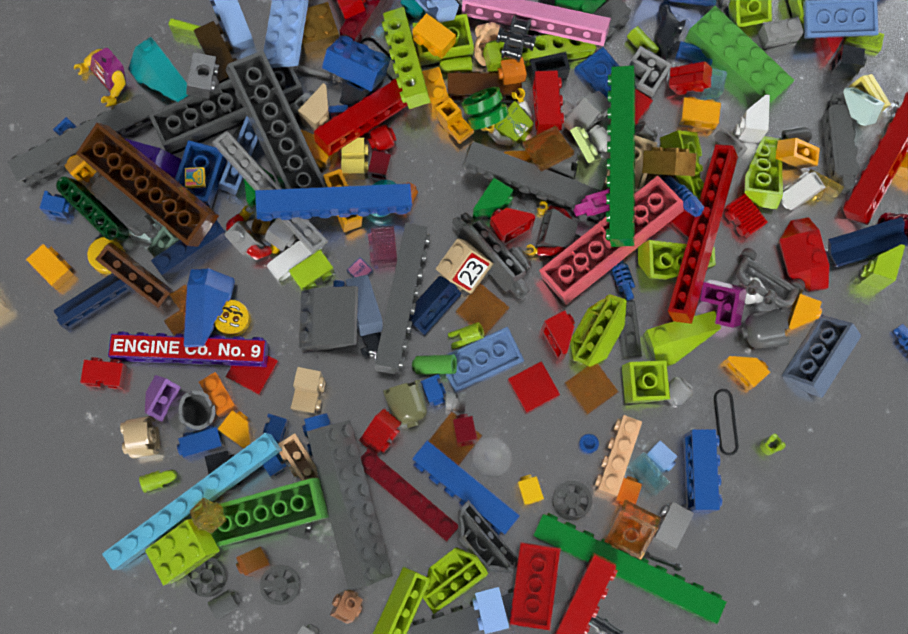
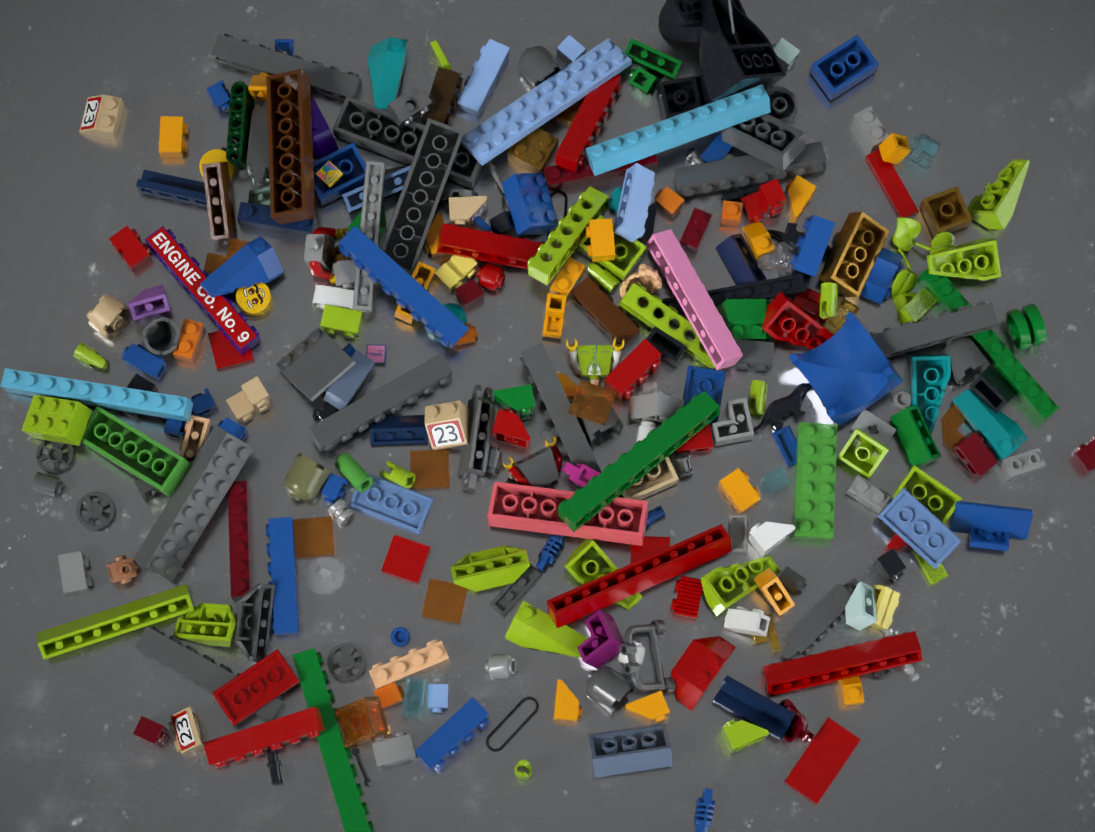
camera: 50 degrees right, 0 degrees up
(108, 70) = (354, 35): torso -> none
(207, 515) = (94, 413): clear yellow brick -> none
(237, 429) = (177, 377): light orange slope -> none
(253, 562) = (93, 476): dark orange slope -> none
(380, 431) = (266, 479): red brick -> none
(384, 247) = (408, 354): clear pink brick -> none
(464, 430) = (321, 536): dark red brick -> none
(485, 108) = (582, 328): green wheel -> none
(491, 610) = (209, 670): light blue brick -> none
(512, 71) = (631, 321): orange brick -> none
(516, 38) = (657, 301): black axle -> none
(529, 490) = (324, 624): yellow brick -> none
(559, 332) = (461, 540): red slope -> none
(587, 148) = (625, 428): yellowish green wing -> none
(645, 381) = (484, 635): lime slope -> none
(669, 161) = (667, 500): pearl gold brick -> none
(690, 77) = (759, 458): red brick -> none
(690, 141) = (690, 511): lime wedge -> none
(690, 201) = (652, 535): blue hinge -> none

